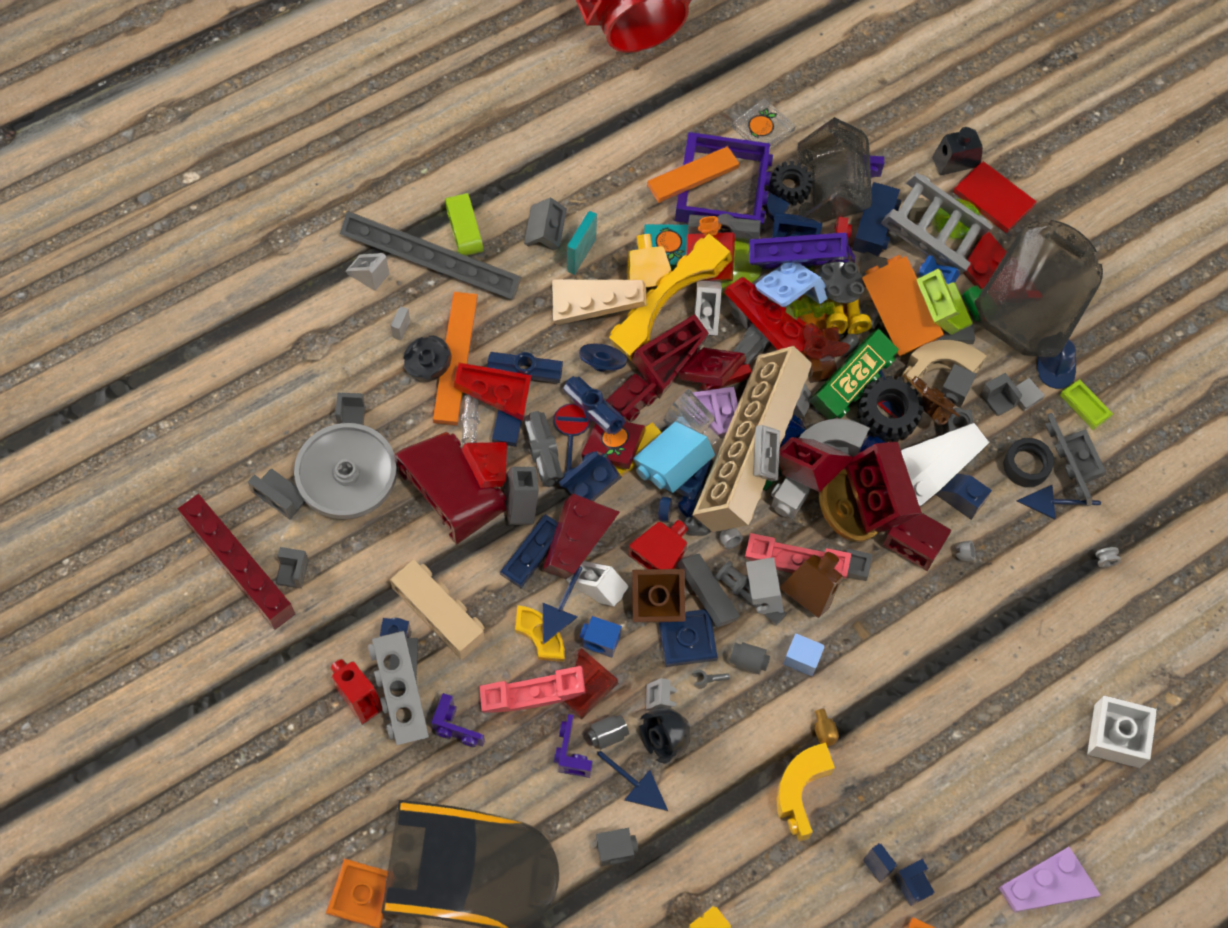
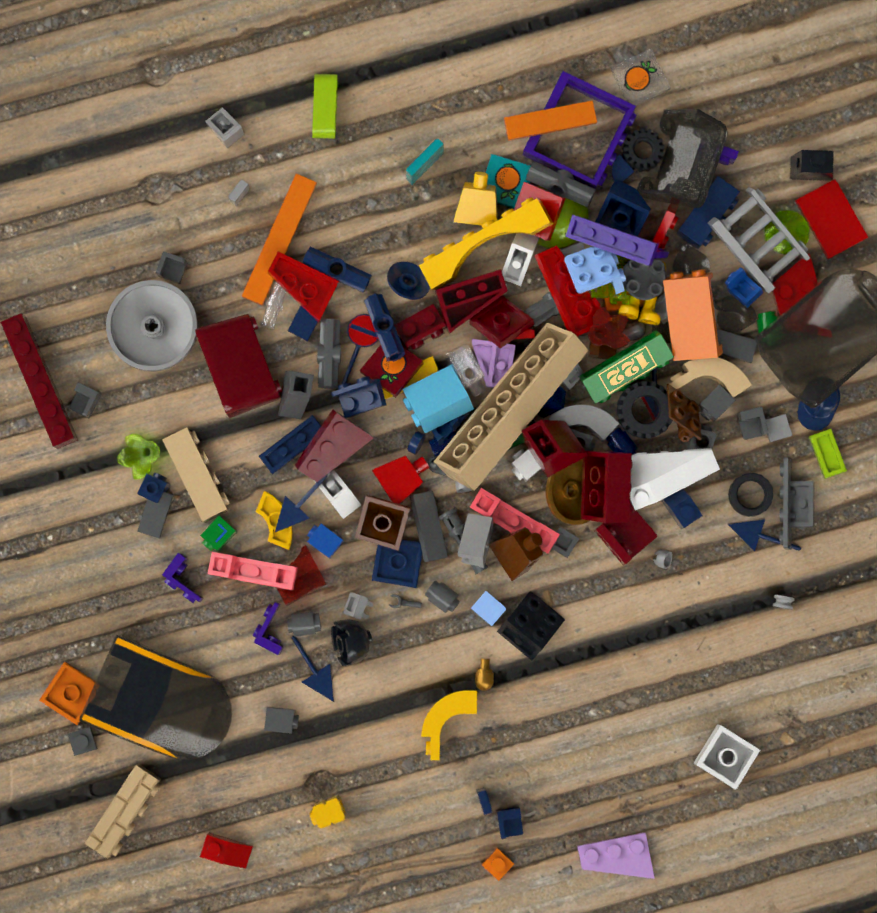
camera: 20 degrees right, 20 degrees up
(277, 493) = (90, 325): dark grey panel -> none
(356, 690) = (111, 532): red torso -> none
(364, 611) = (135, 456): none -> clear neon green plate
(415, 727) = (149, 504): light grey brick -> none
(427, 358) = (253, 234): black tile -> none
(431, 255) = (285, 129): dark grey plate -> none
(481, 663) = (217, 534): none -> green brick
(487, 462) = (275, 355): red wing -> none
(546, 223) = (400, 127): dark grey panel -> none
(592, 298) = (417, 221): tan wing -> none
(709, 225) = (543, 184): orange plate -> none
(765, 455) = (509, 429): light grey tile -> none
(855, 661) = (531, 625): none -> black bracket
(944, 302) = (730, 326): lime panel -> none

